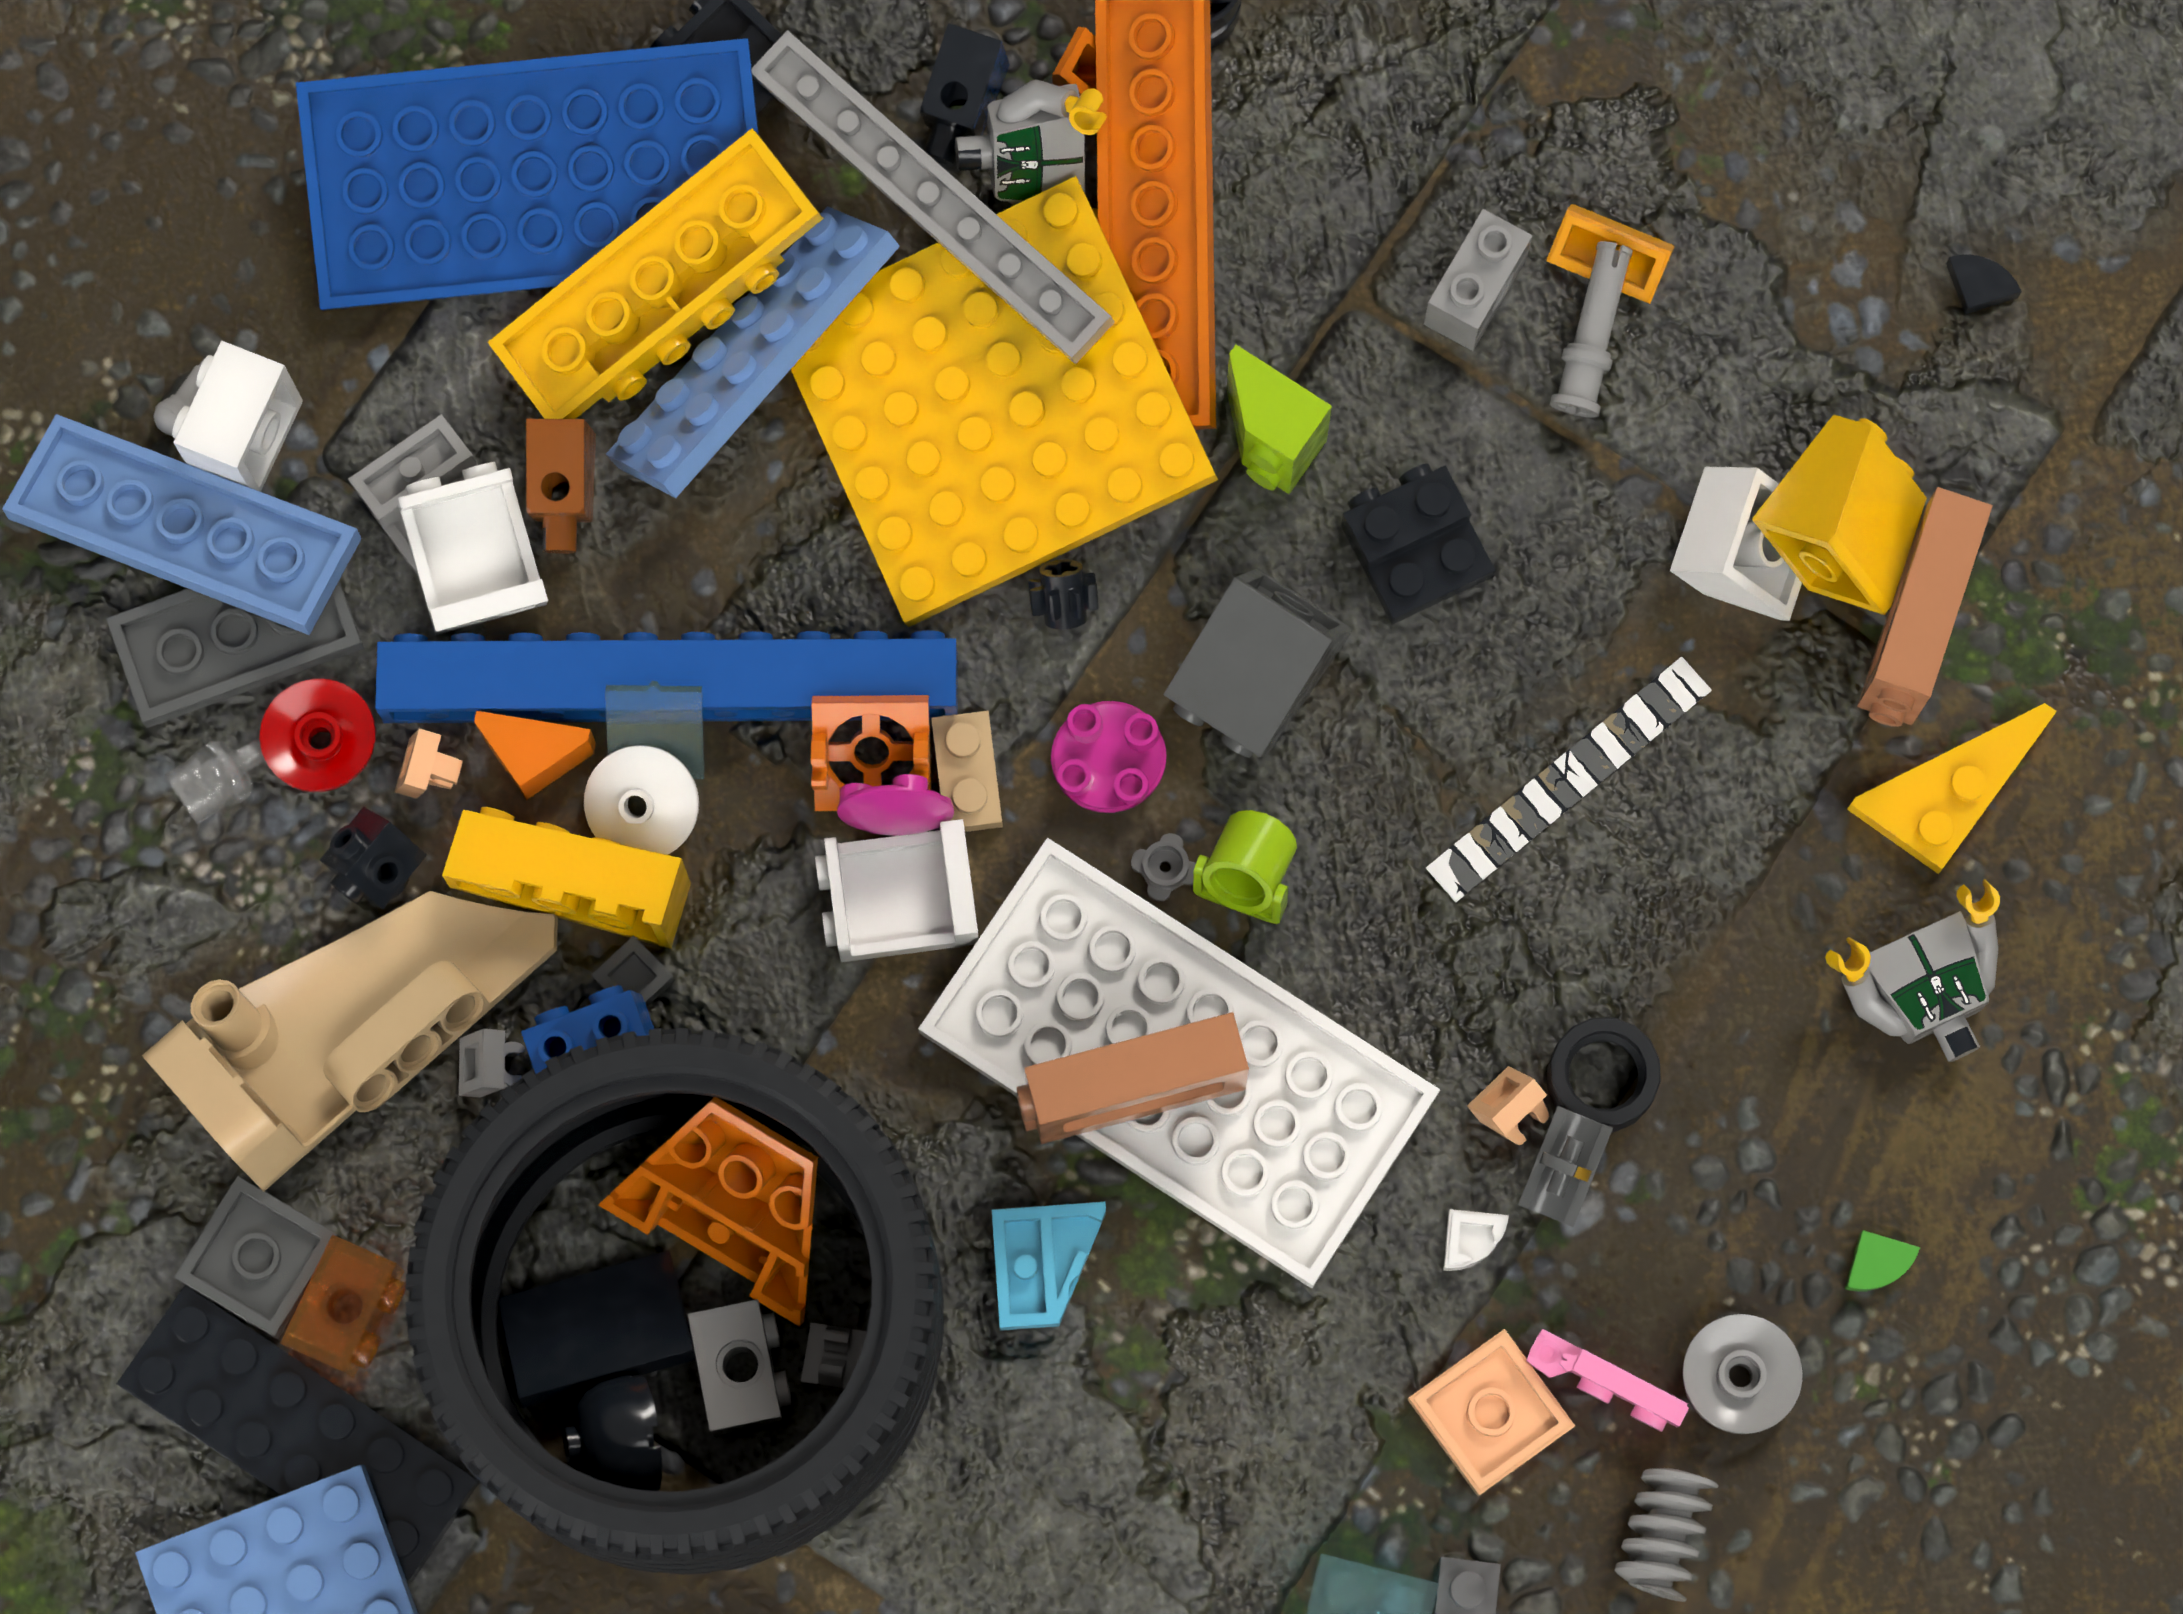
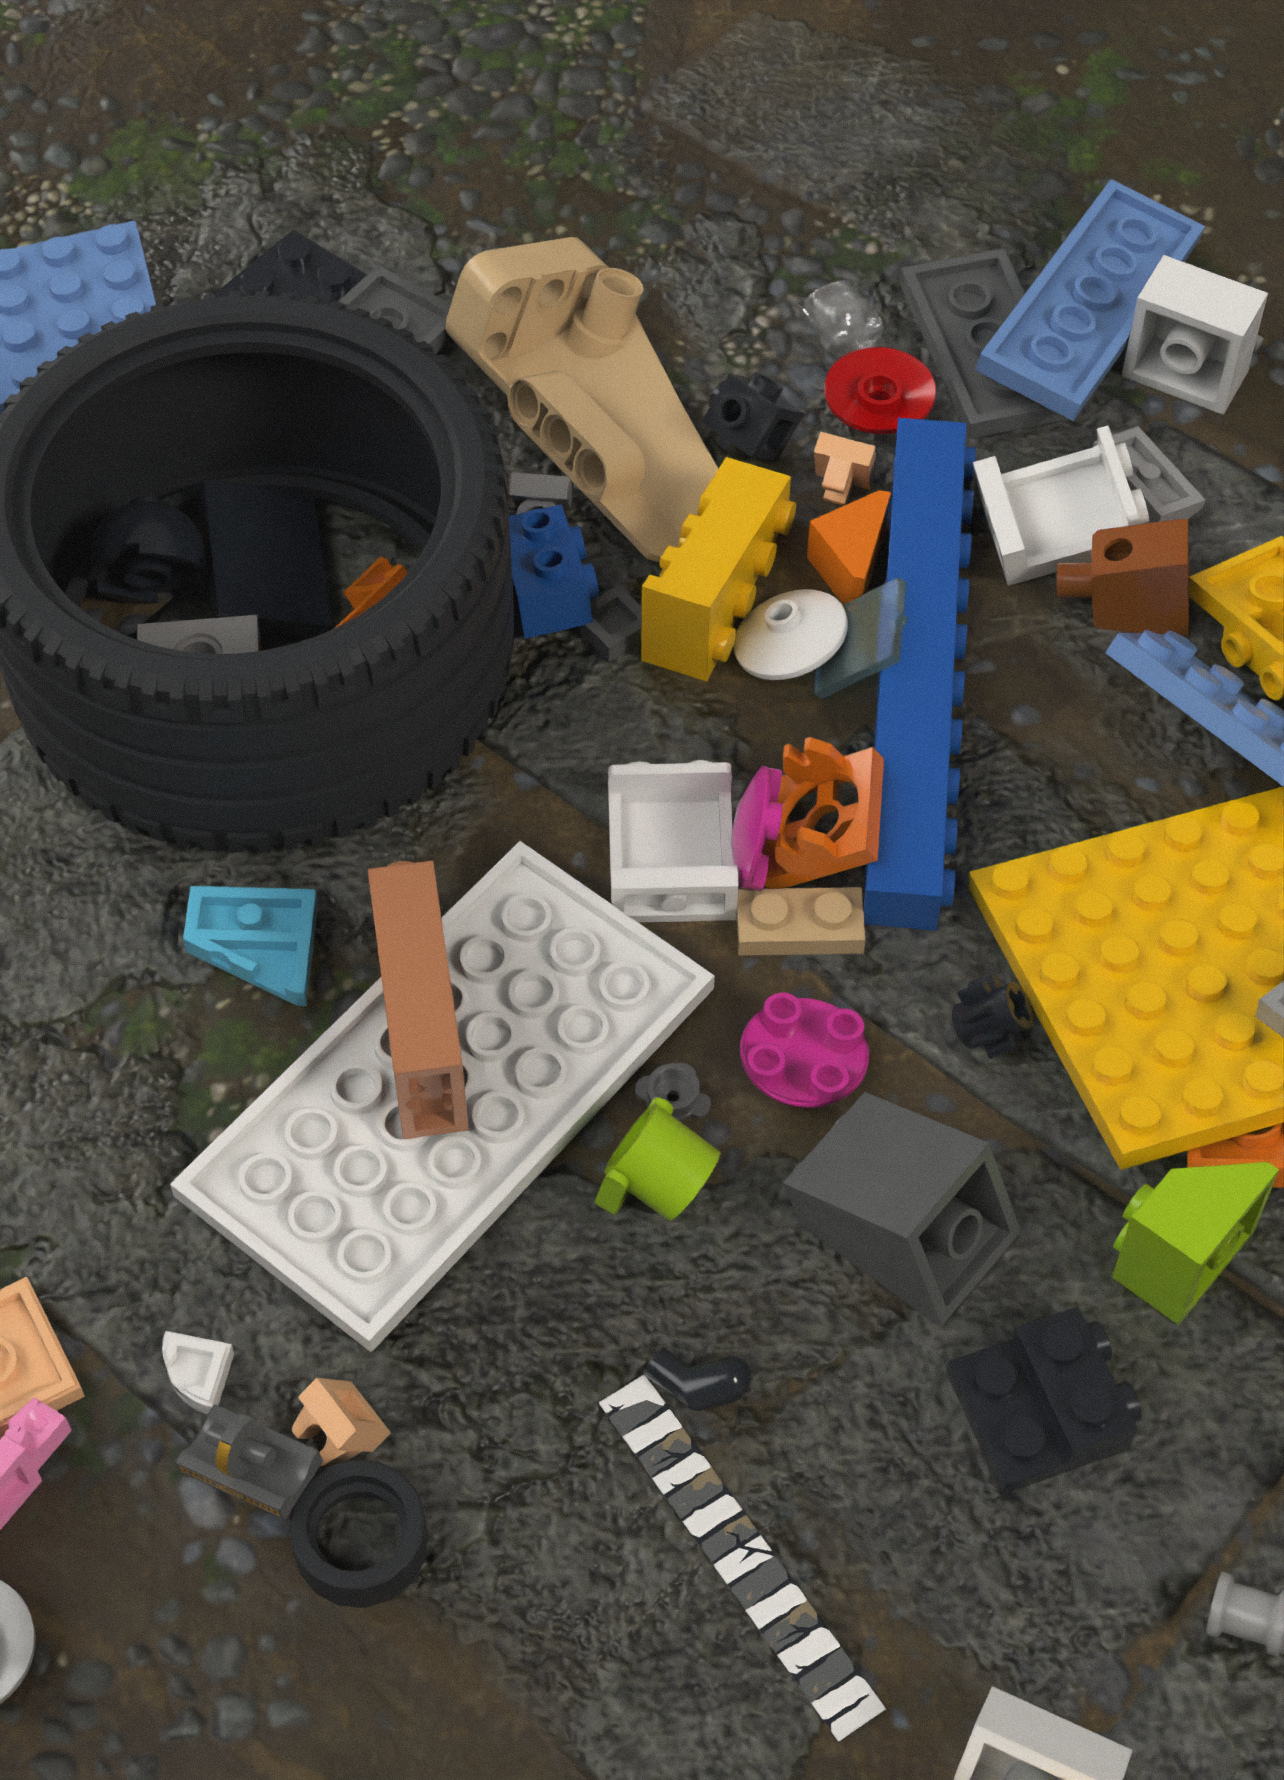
camera: 95 degrees right, 20 degrees down
(1438, 816) = (702, 1385): none -> black arm

